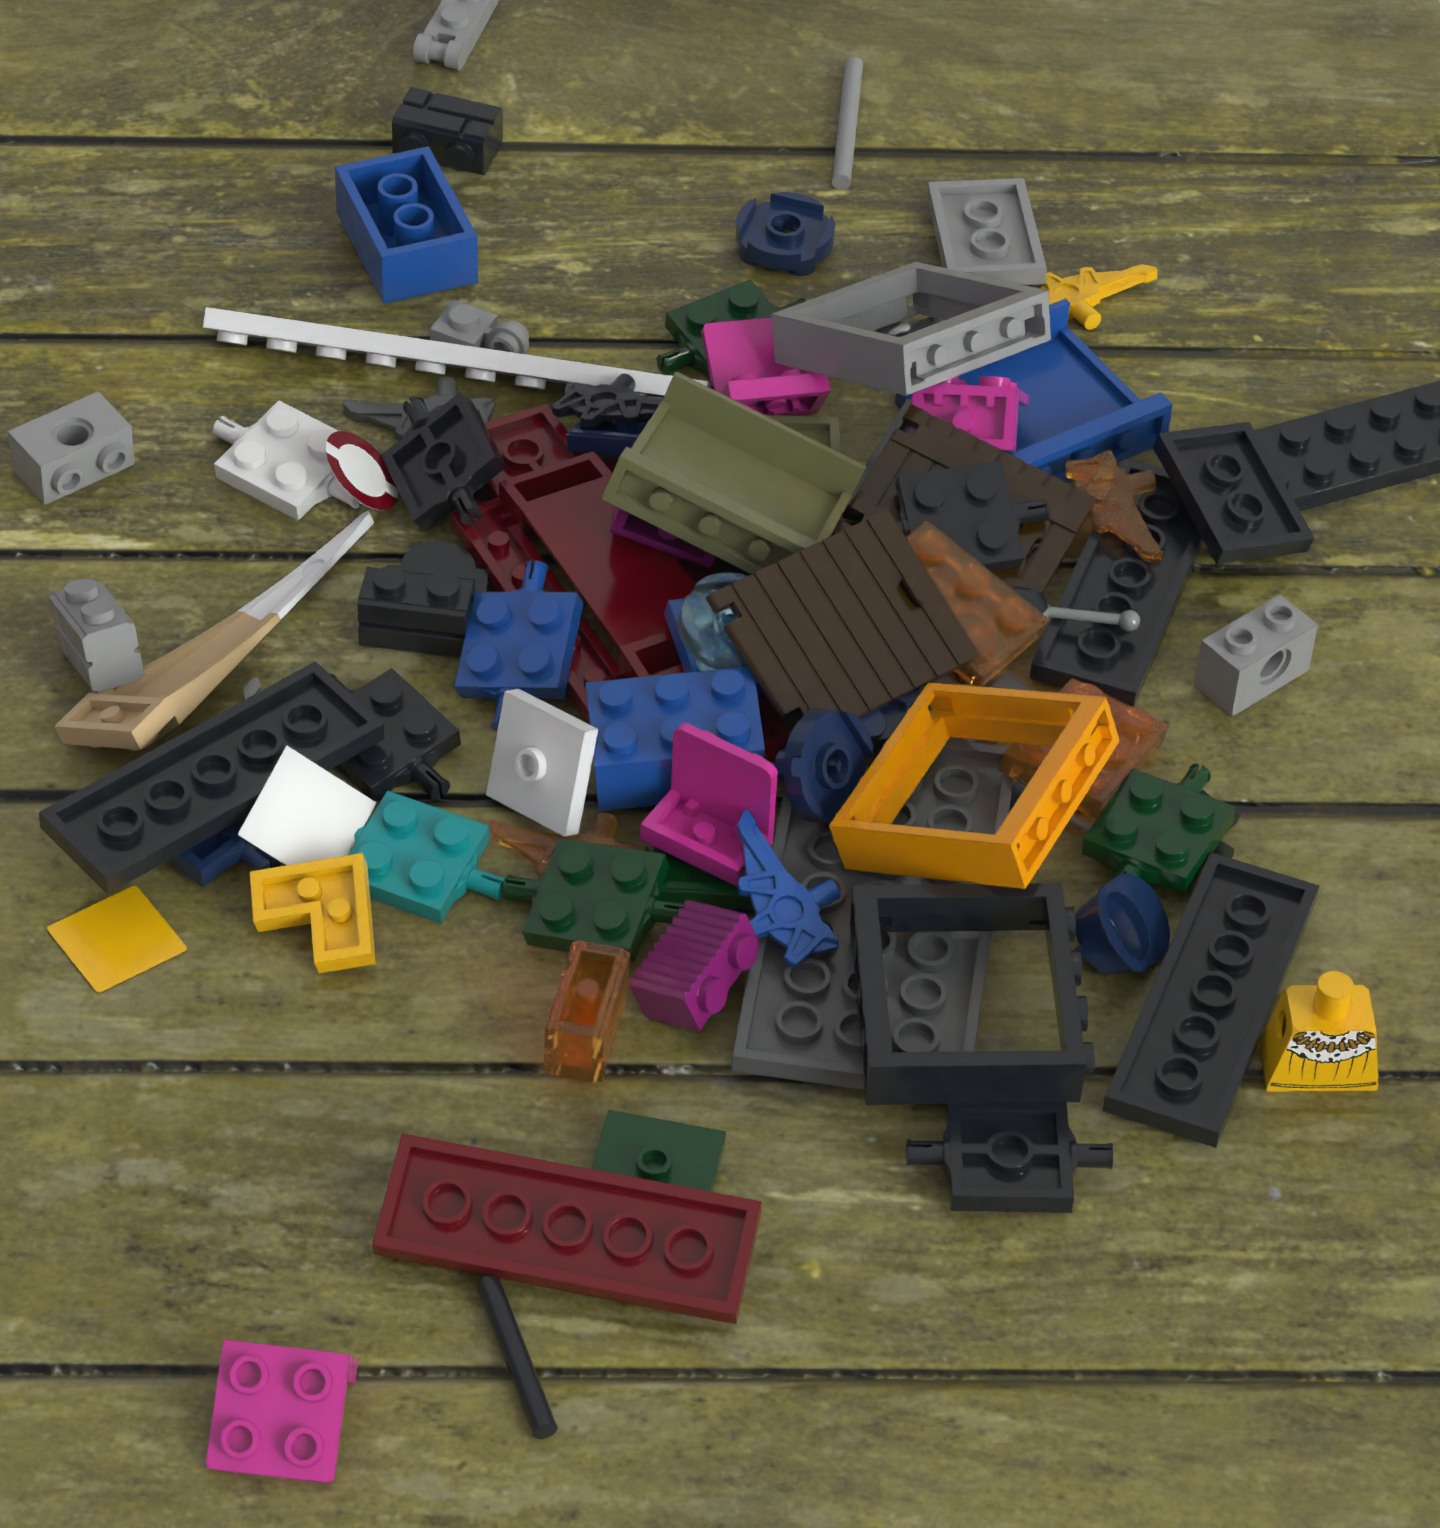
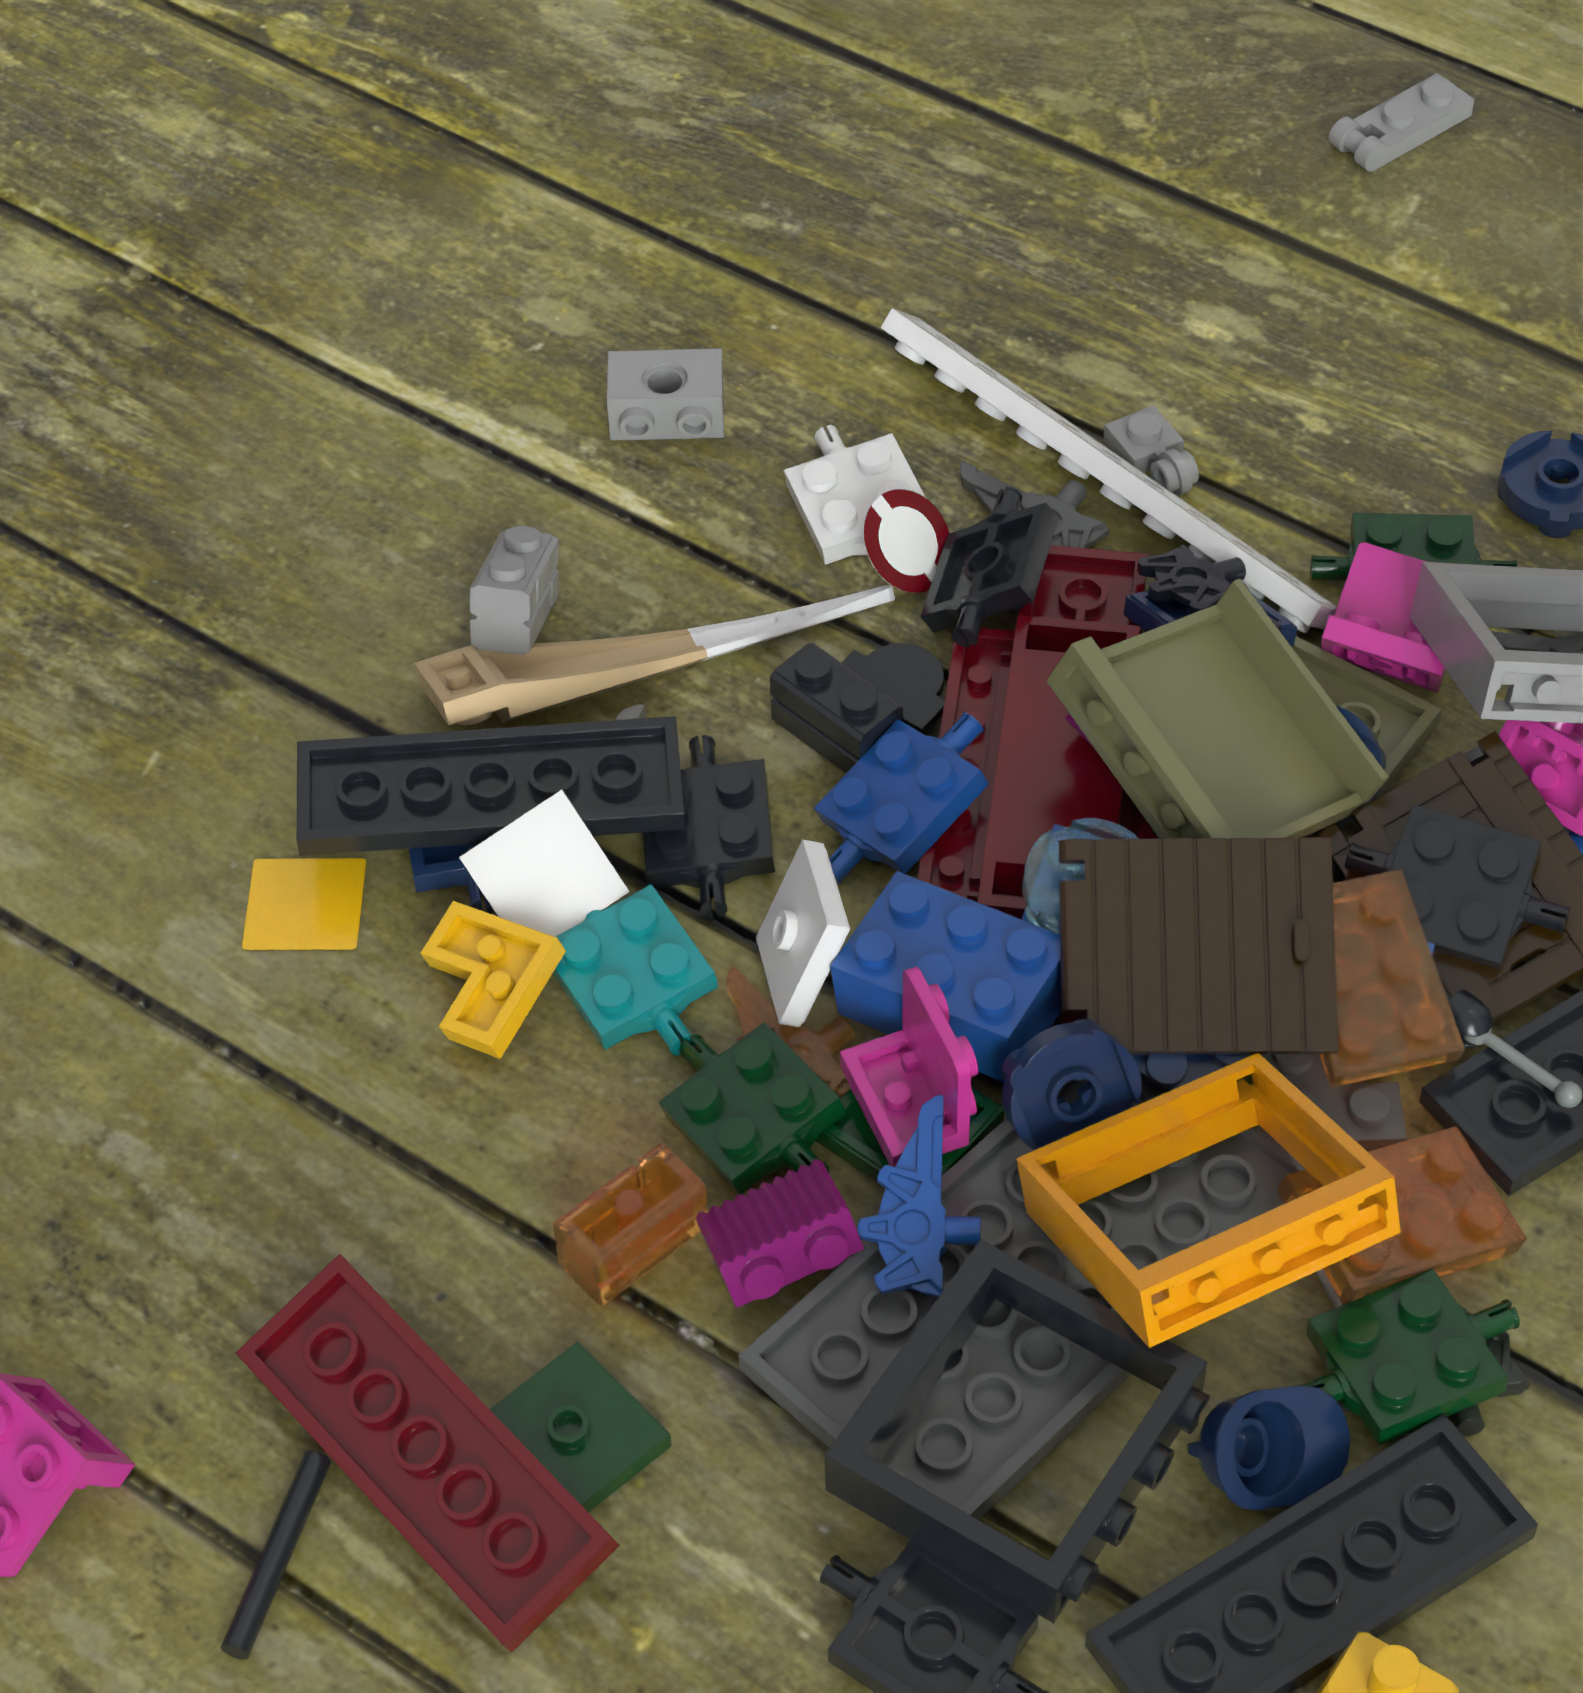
camera: 40 degrees right, 5 degrees up
(406, 224) = (1160, 307): blue brick -> none
(457, 130) = (1291, 228): black brick -> none

